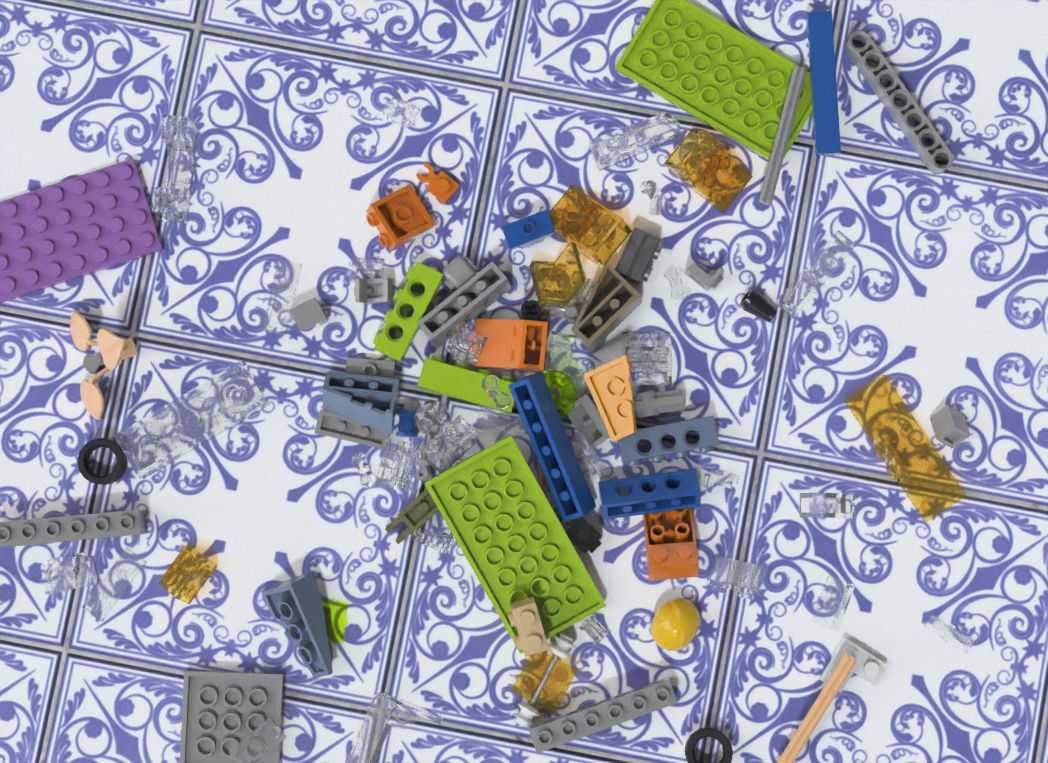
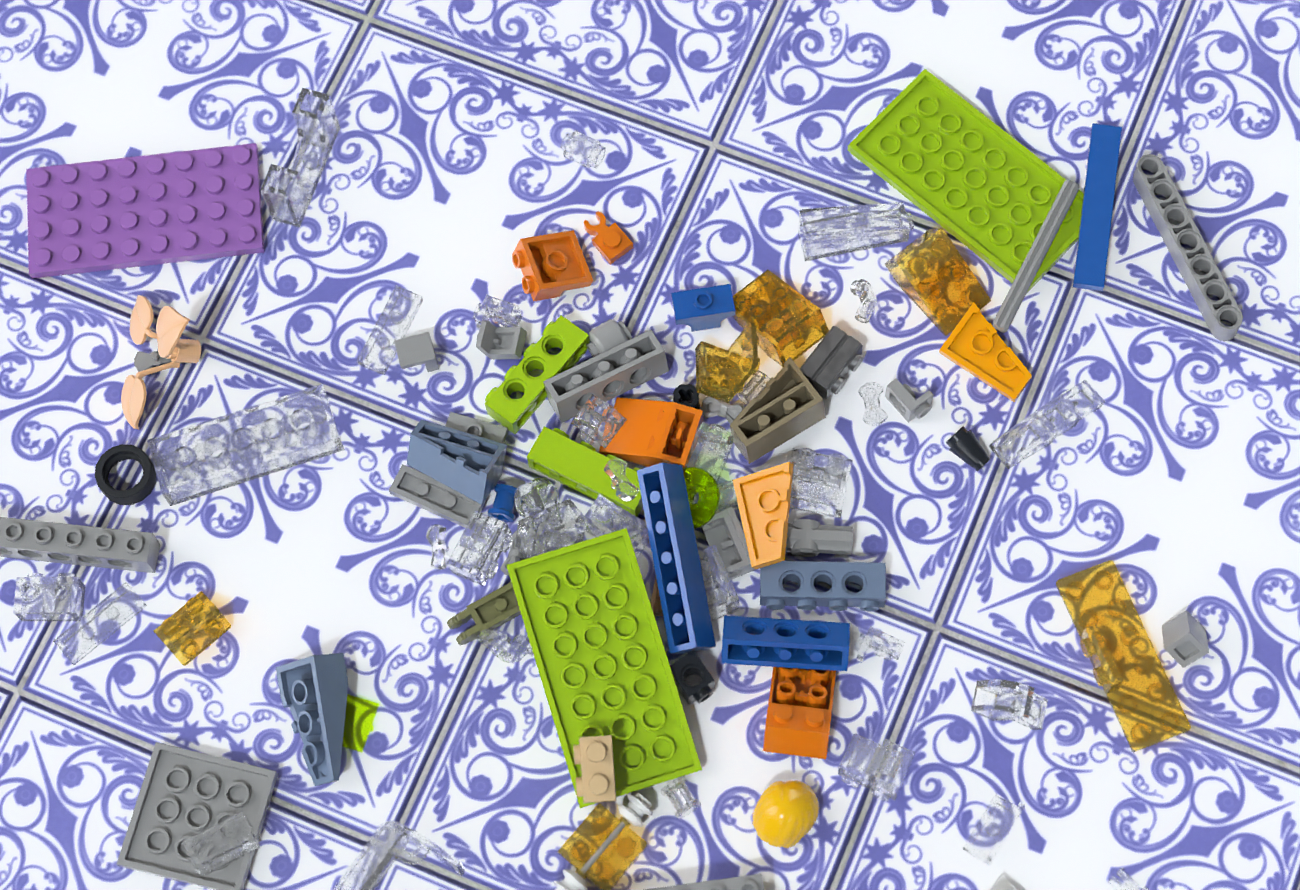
camera: 15 degrees right, 15 degrees down
(756, 225) = (985, 355): none -> light orange wing

